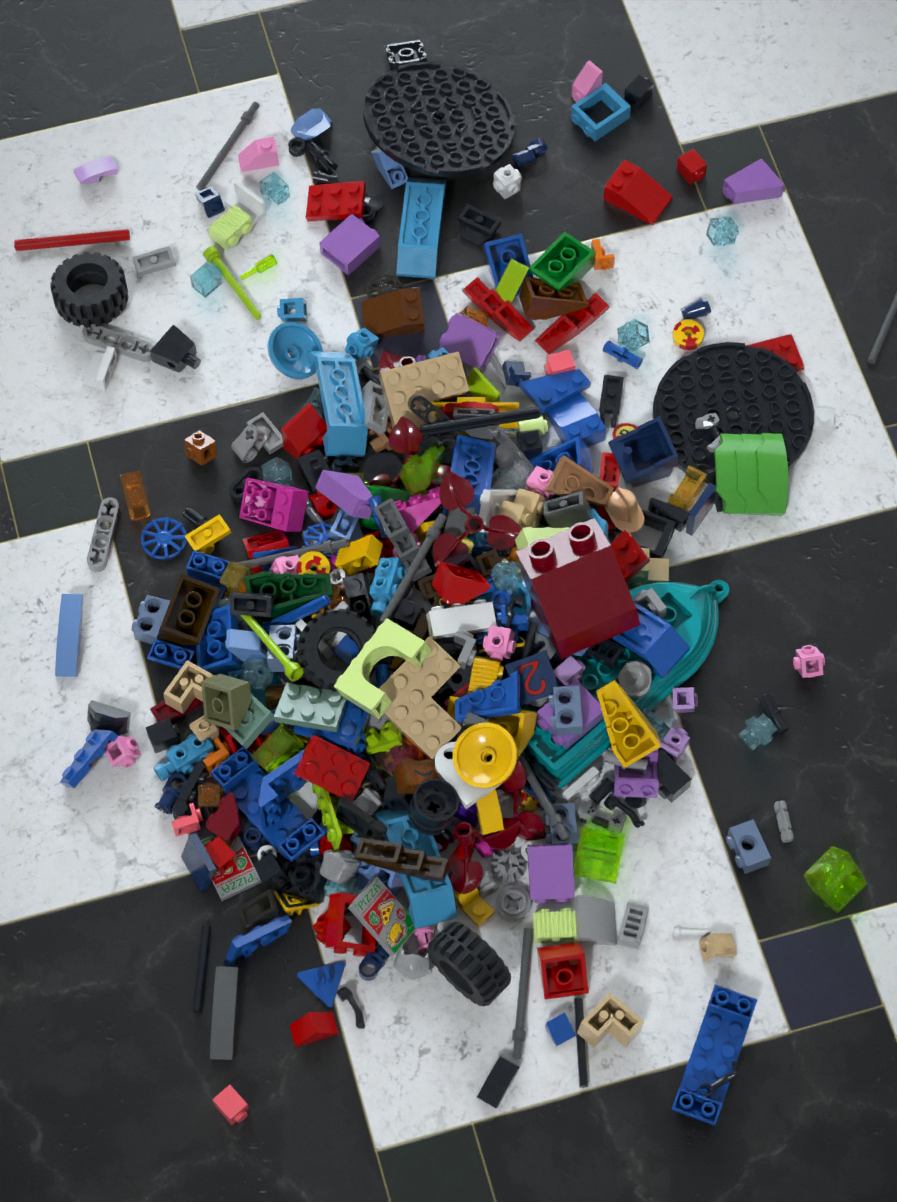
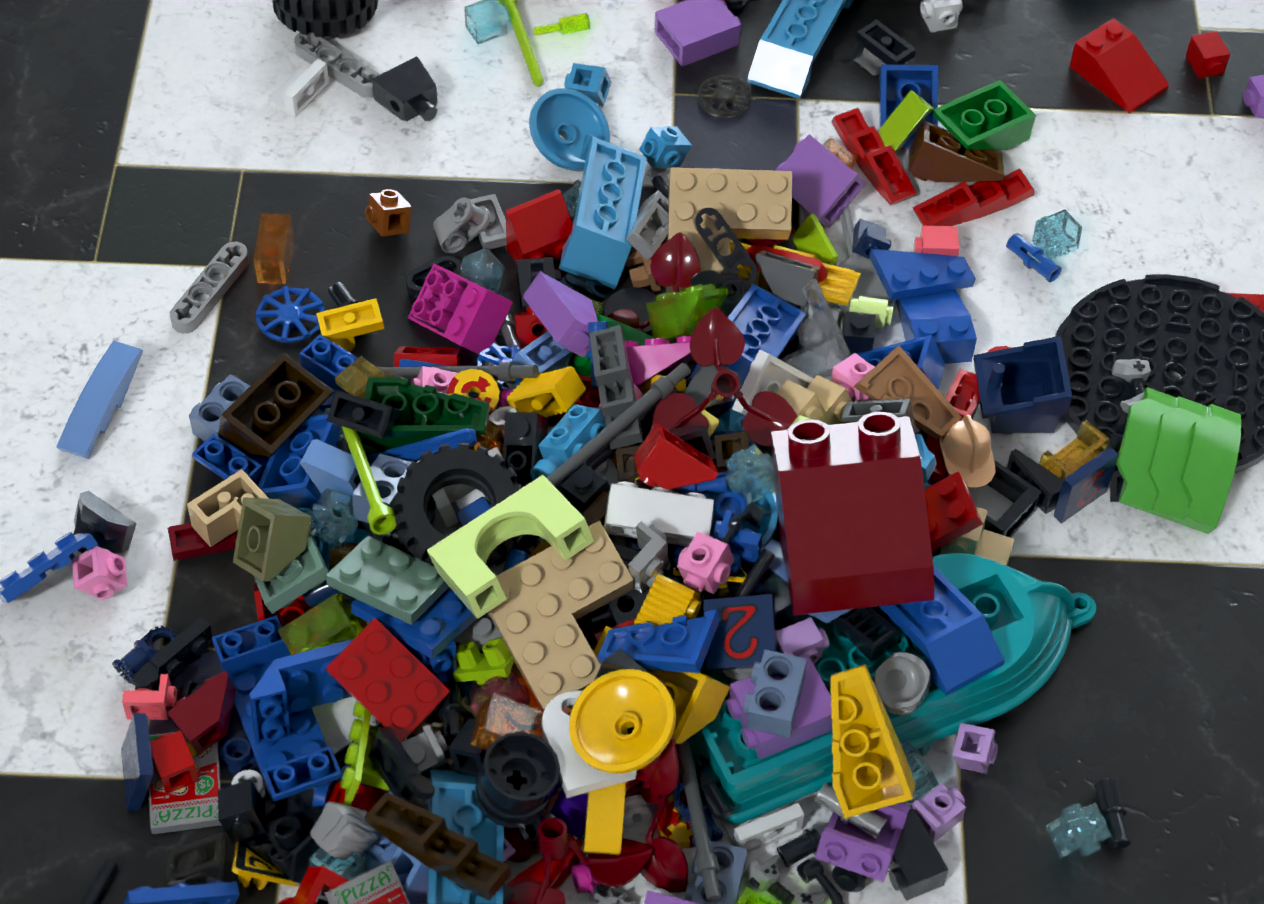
camera: 15 degrees right, 10 degrees down
(163, 735) = (169, 569): black brick -> none
(186, 763) = (185, 605): dark azure brick -> none
(204, 729) = (229, 576): tan bracket -> none
(209, 794) = (196, 668): clear orange bracket -> none
(216, 758) = (232, 620): orange bracket -> none
(394, 313) = (727, 123): reddish brown slope -> none
(479, 421) = (791, 271): black axle -> none
(602, 261) = (1044, 134): orange bracket -> none
(611, 397) = (998, 307): black hinge -> none
(652, 601) = (965, 576): light grey bracket -> none
(688, 327) = (1130, 250): yellow piece -> none
(696, 309) = (1160, 228): dark blue cone -> none
(722, 231) = (1228, 140): clear light blue brick -> none
(809, 661) = (1193, 761): bright pink brick -> none

